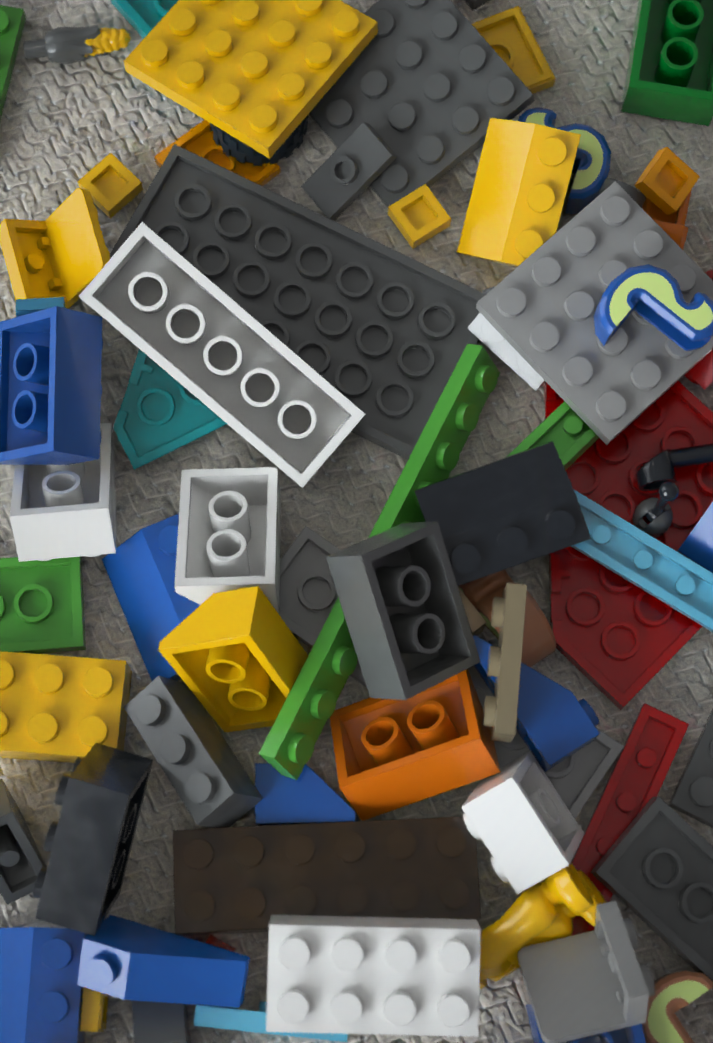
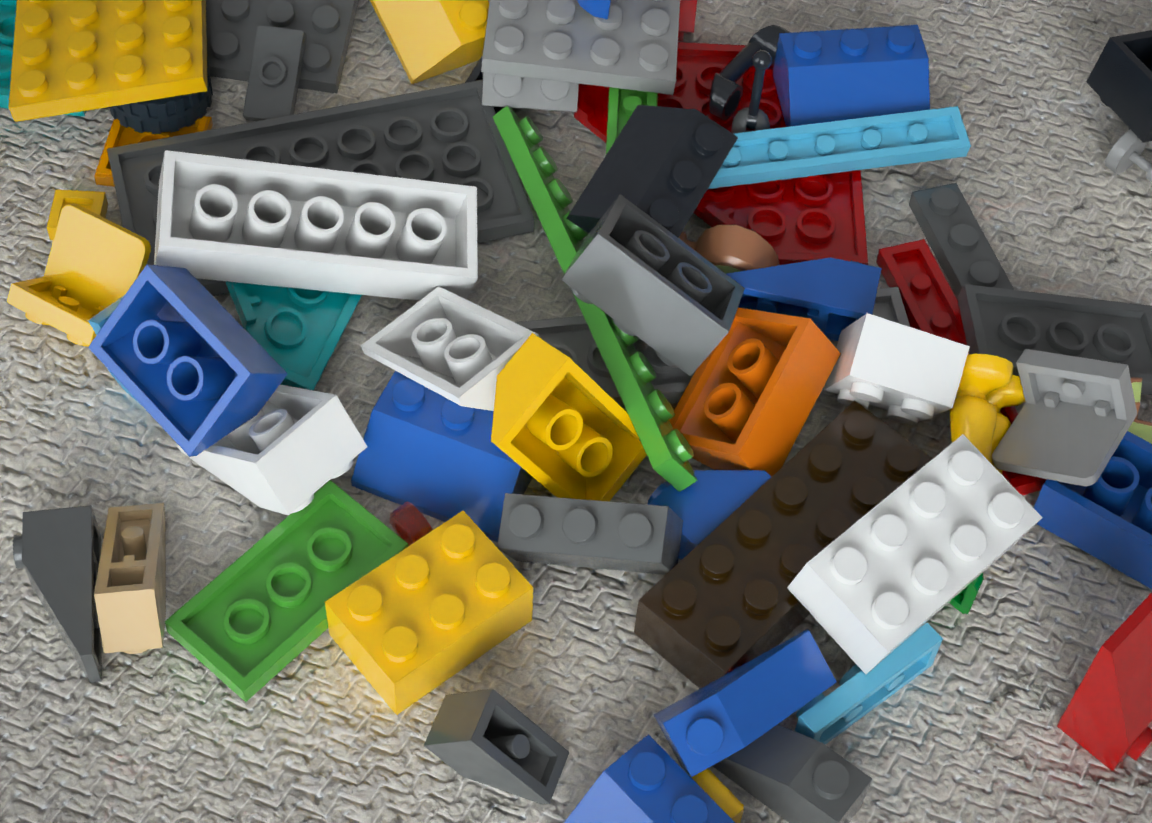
camera: 45 degrees left, 20 degrees down
(91, 838) = (585, 650): black brick -> none
(99, 636) = (409, 523): none -> clear red tile
(419, 216) = (360, 73): yellow plate -> none
(505, 662) = (770, 260): dark tan plate -> none

